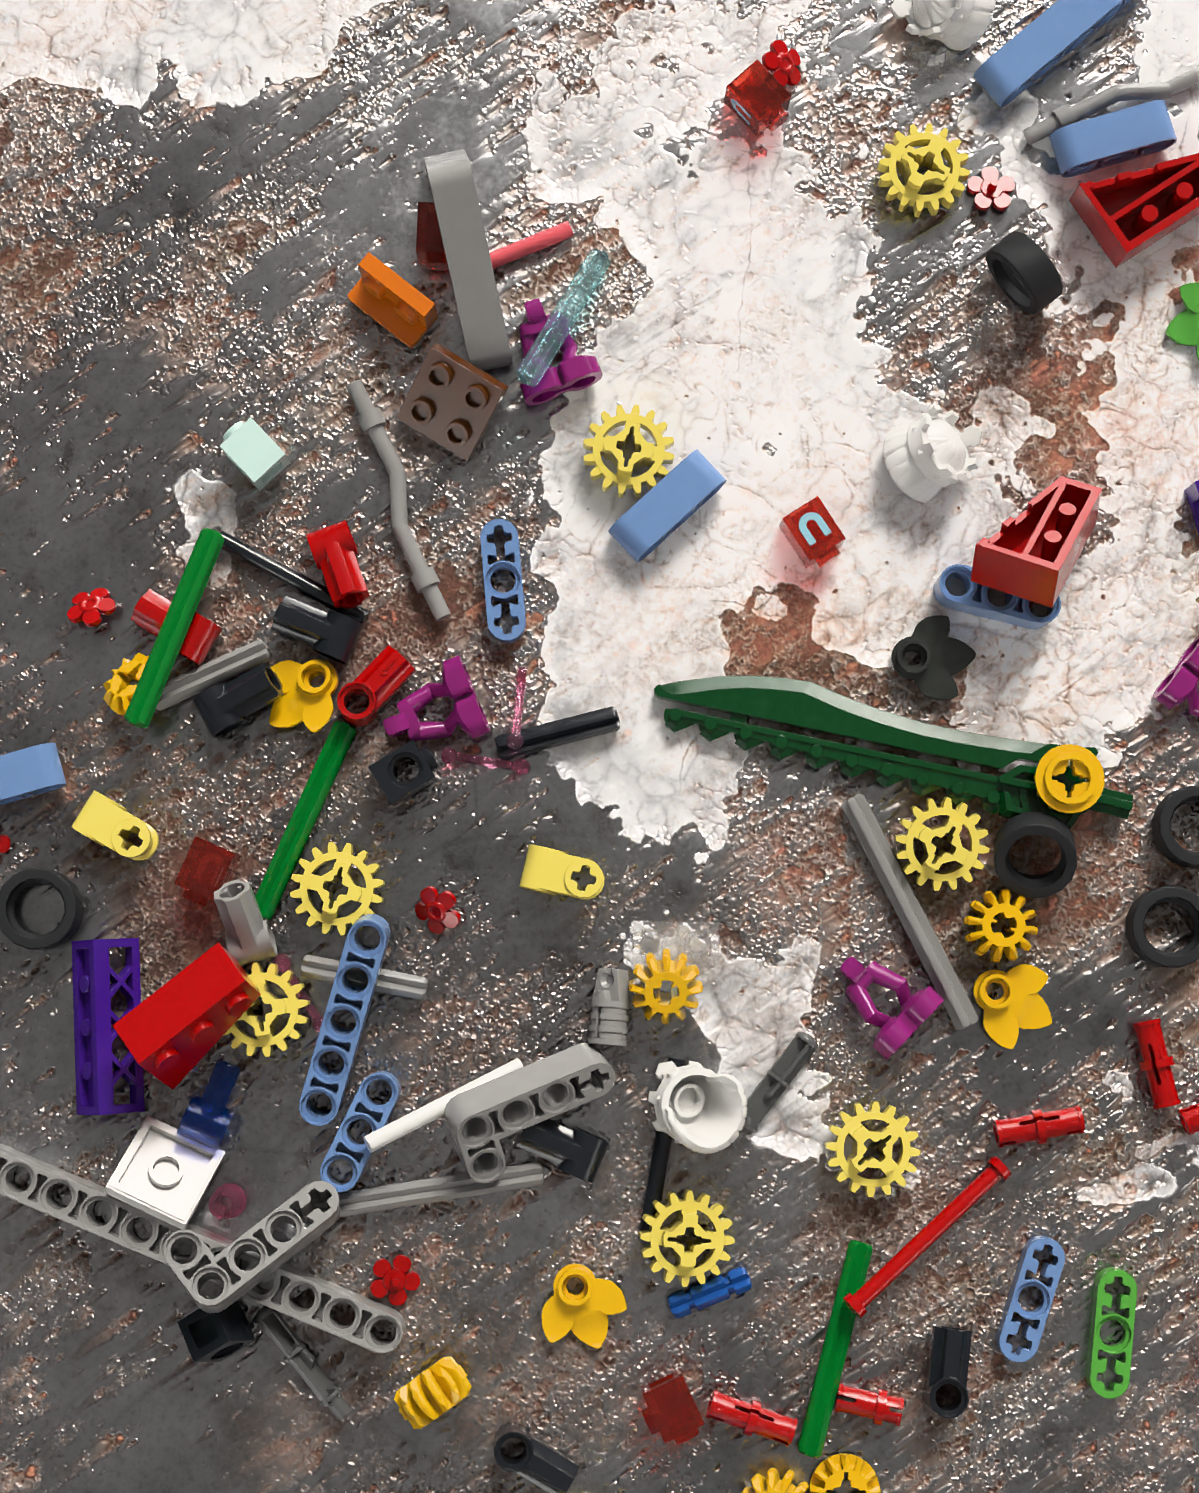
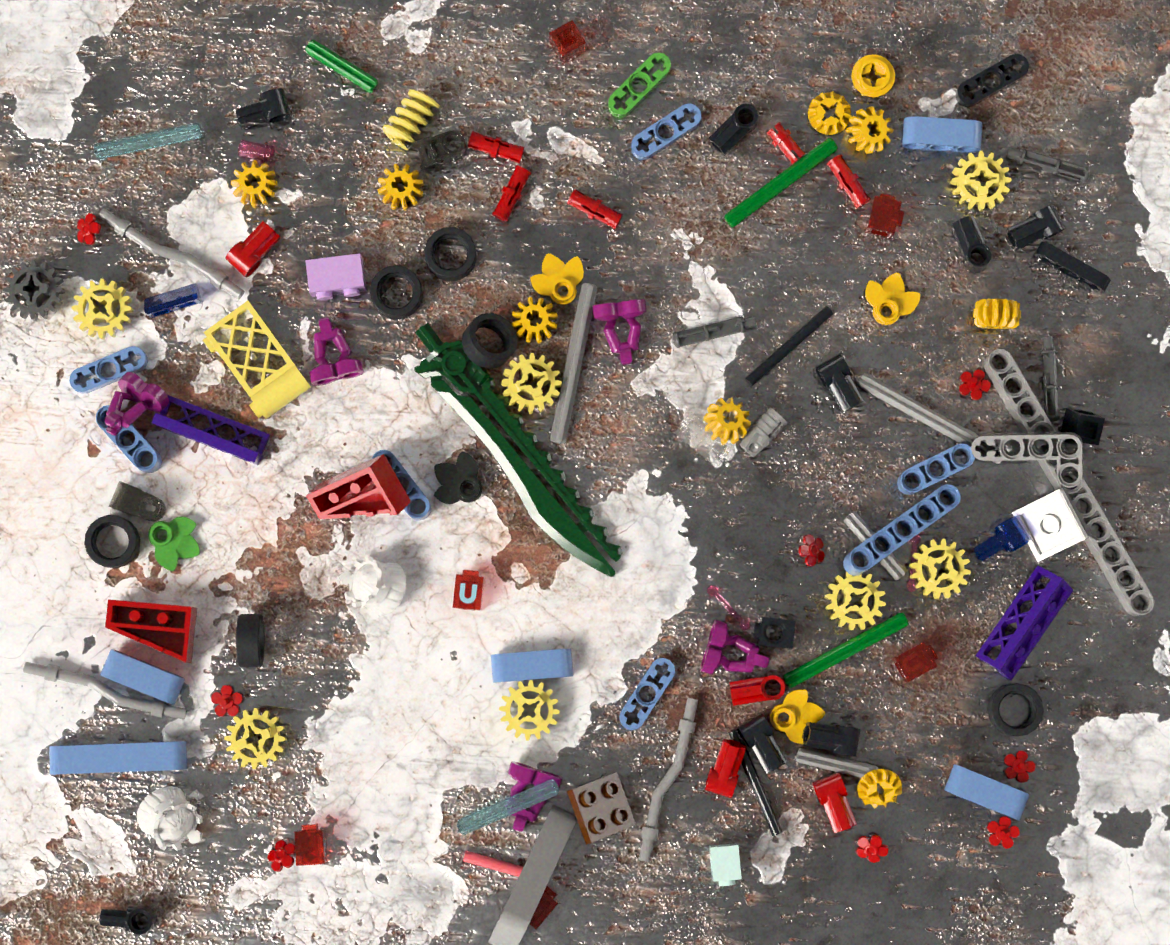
camera: 140 degrees left, 0 degrees up
(111, 826) = (947, 725): light yellow piece -> none
(174, 628) = (837, 798): green axle -> none
(187, 1015) = (980, 591): red wedge -> none
(237, 1198) = (1023, 488): clear pink pin -> none
(246, 933) = (918, 614): light grey piece -> none
(392, 302) = (591, 887): orange bracket -> none
(430, 1111) = (883, 448): white bar -> none
(515, 739) = (705, 604): clear pink hinge -> none
(553, 873) = (739, 523): light yellow piece -> none
(561, 732) = (680, 592): black axle -> none
(576, 1078) = (843, 420): light grey beam -> none
(686, 1256) = (805, 283): light yellow gear -> none
(698, 1106) = (758, 348): white hair -> none
(712, 1292) = (822, 256): blue axle -> none
(856, 1163) = (674, 262): light yellow gear -> none
(927, 1236) = (693, 199): red bar -> none
(1083, 765) = (443, 351): yellow gear -> none

